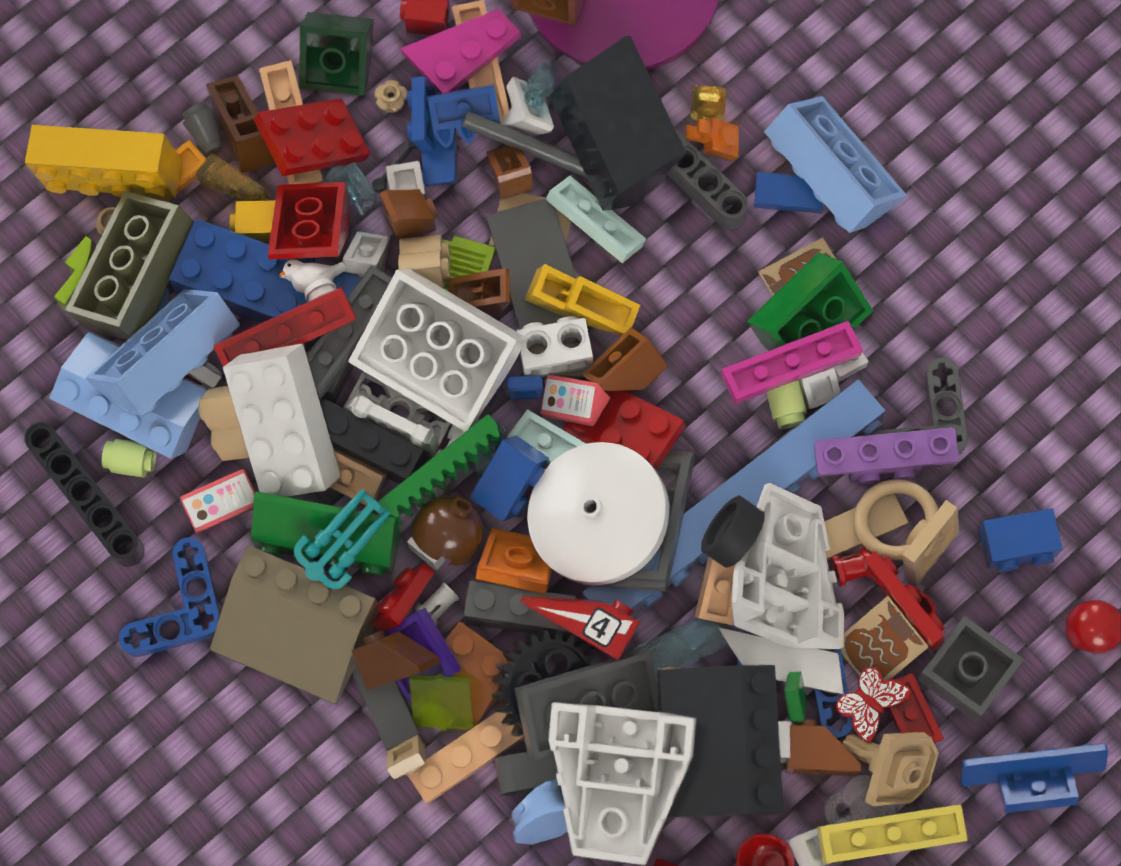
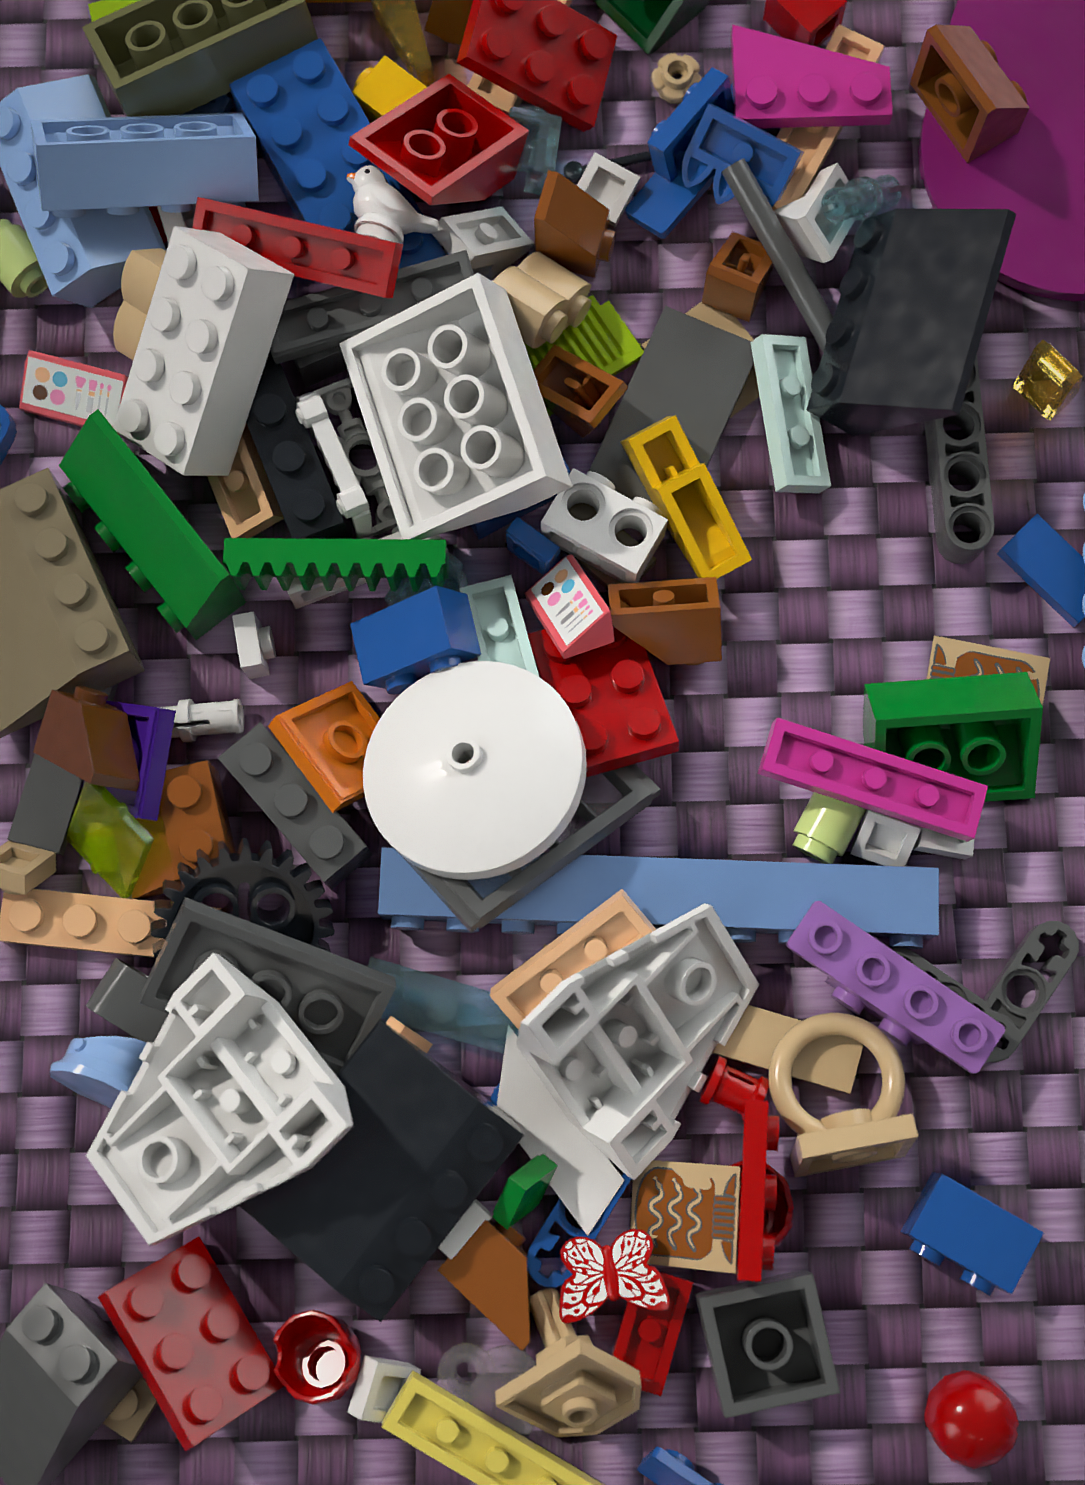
camera: 40 degrees right, 5 degrees up
(316, 570) = (87, 559): teal piece -> none
(397, 605) = (152, 681): red plate -> none
(448, 529) = (289, 641): reddish brown cylinder -> none
(594, 621) = (351, 889): slope -> none
(718, 137) = (1024, 433): orange plate -> none
(732, 531) = (607, 931): black tyre -> none

